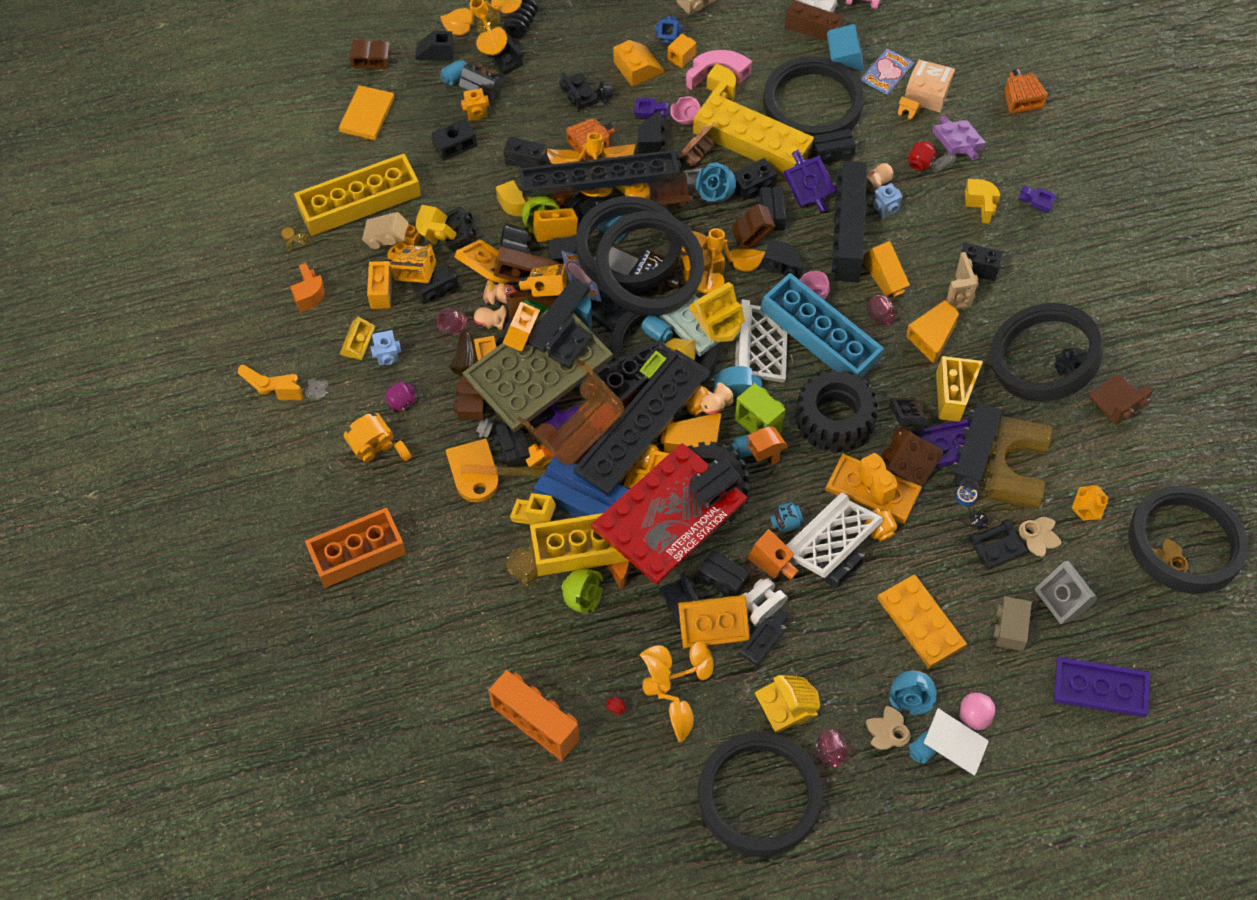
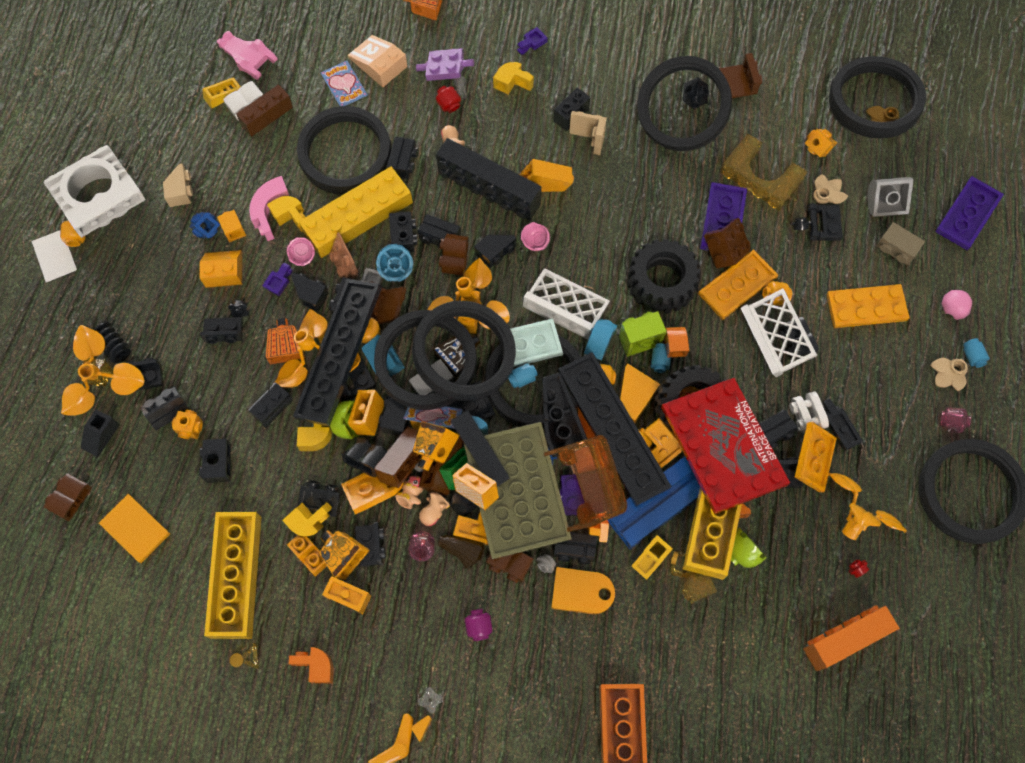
camera: 65 degrees left, 10 degrees up
(357, 339) = (392, 640): yellow slope -> none
(369, 437) = (513, 671): light orange brick -> none
(385, 230) = (291, 566): tan brick -> none
(385, 348) = (416, 612): light blue brick -> none
(403, 451) = (536, 646): light orange tile -> none
(452, 73) = (138, 428): dark azure brick -> none
(497, 470) = (597, 567): clear yellow bar -> none
(568, 343) = (515, 452): black bracket -> none
(653, 365) = (565, 394): lime piece -> none
(685, 346) = (551, 365): yellow tile -> none
(714, 483) = (721, 396): black brick -> none
(716, 401) = (617, 362): light nougat animal -> none
(719, 314) = (537, 320): yellow piece -> none
(773, 556) = (774, 386): orange torso -> none
(787, 517) = (741, 359): dark azure head -> none
(788, 701) = (904, 433): yellow piece -> none
(809, 181) = (431, 191): dark purple plate -> none
(820, 327) = (582, 250): dark azure brick -> none
(845, 47) = (308, 98): dark azure slope -> none
(878, 479) = (737, 275): light orange brick -> none
(881, 309) = (580, 199): clear pink head -> none
(887, 200) = (479, 142): light blue brick -> none
(908, 105) = (394, 83): light orange tile -> none
(909, 413) = (693, 224): black bracket -> none
(913, 691) = (930, 338): dark azure cylinder -> none
(933, 330) = (618, 171): light orange slope -> none
(954, 385) = (682, 181): yellow wedge -> none
(956, 742) = (981, 330): white sticker -> none
(966, 496) = (773, 222): blue tile -> none
(977, 446) = (743, 192): black brick -> none

